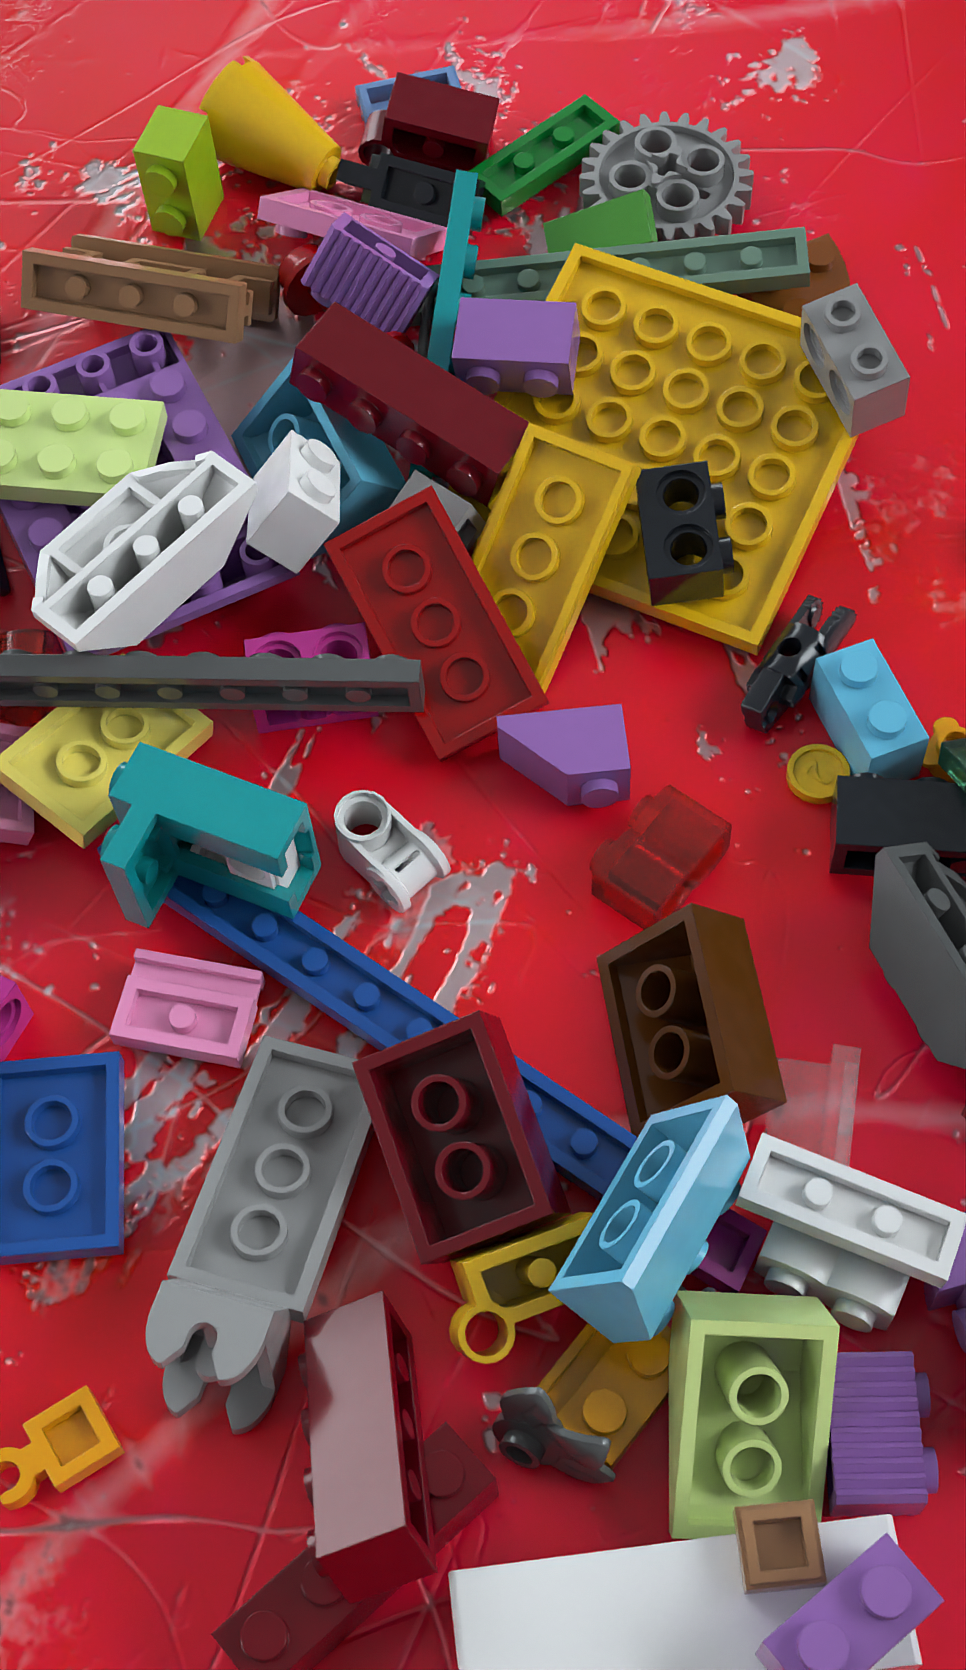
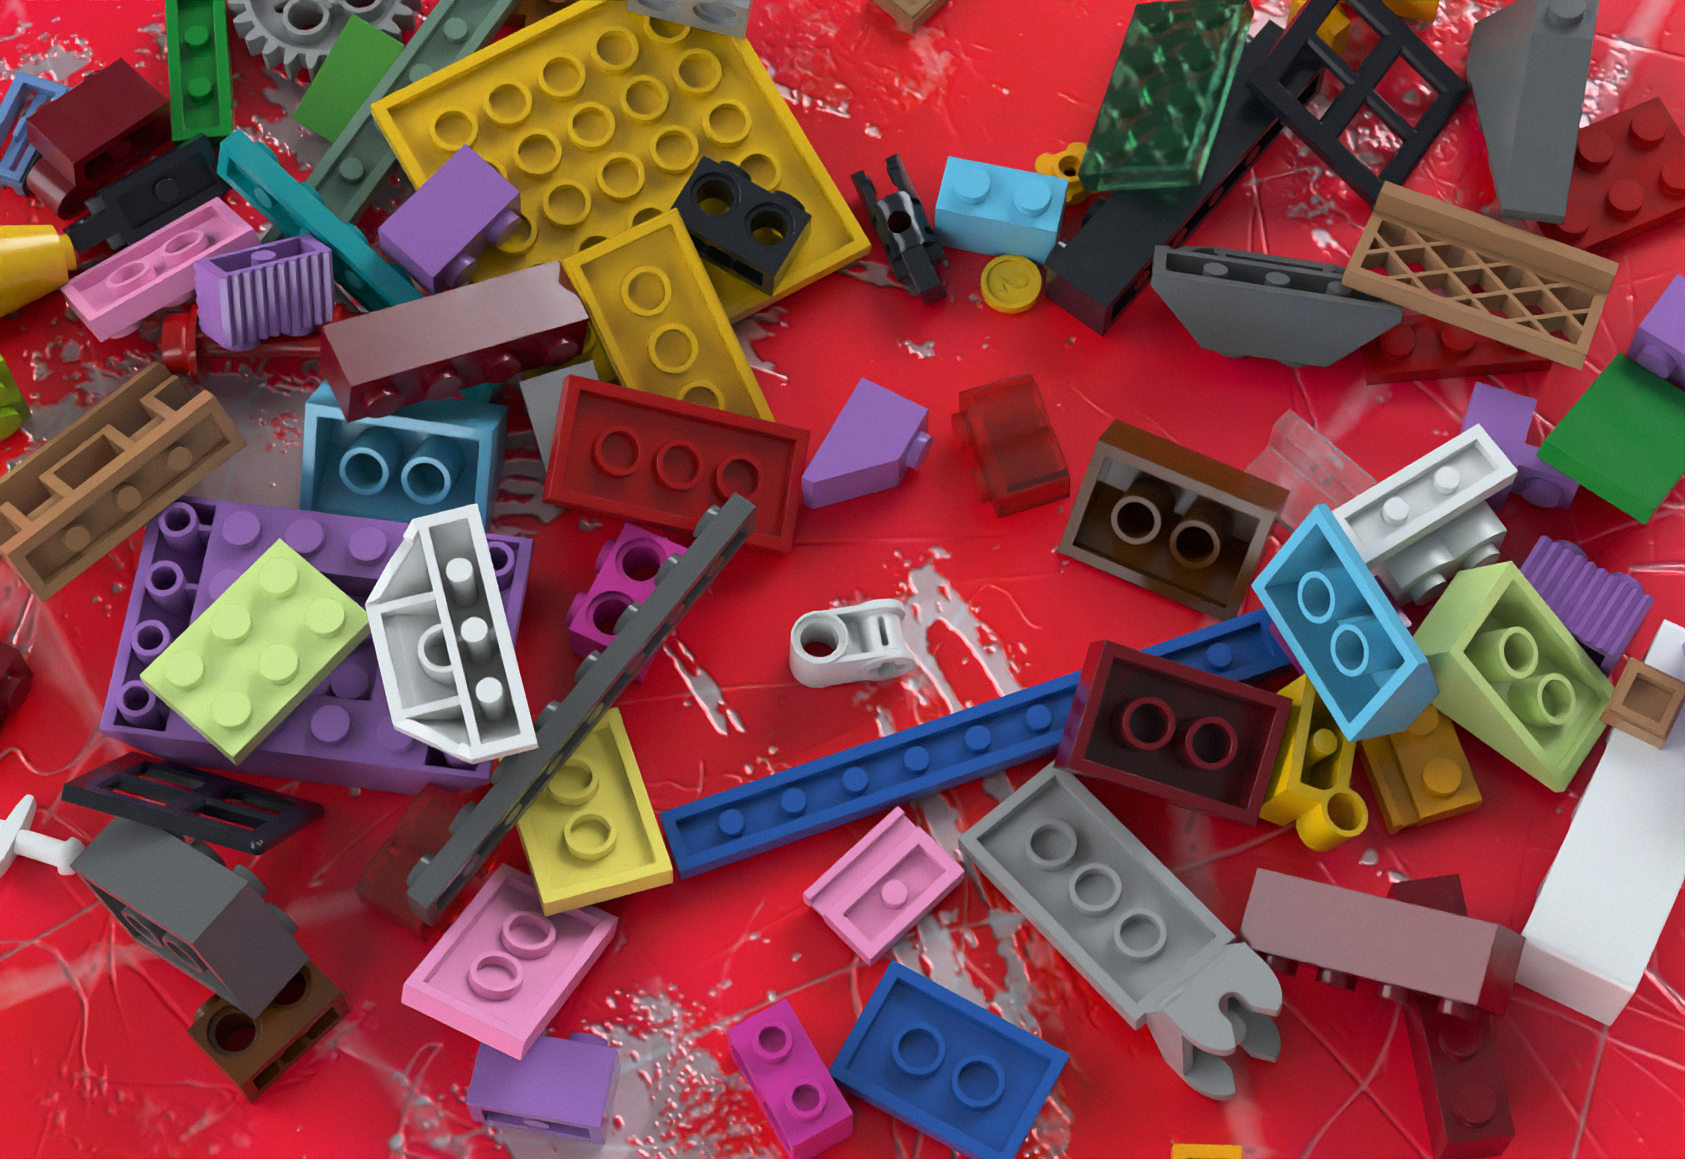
camera: 60 degrees left, 5 degrees up
(207, 829) = (762, 757): teal brick -> none
(295, 501) = (506, 488): white brick -> none
(535, 1436) = (1433, 826): dark grey plate -> none

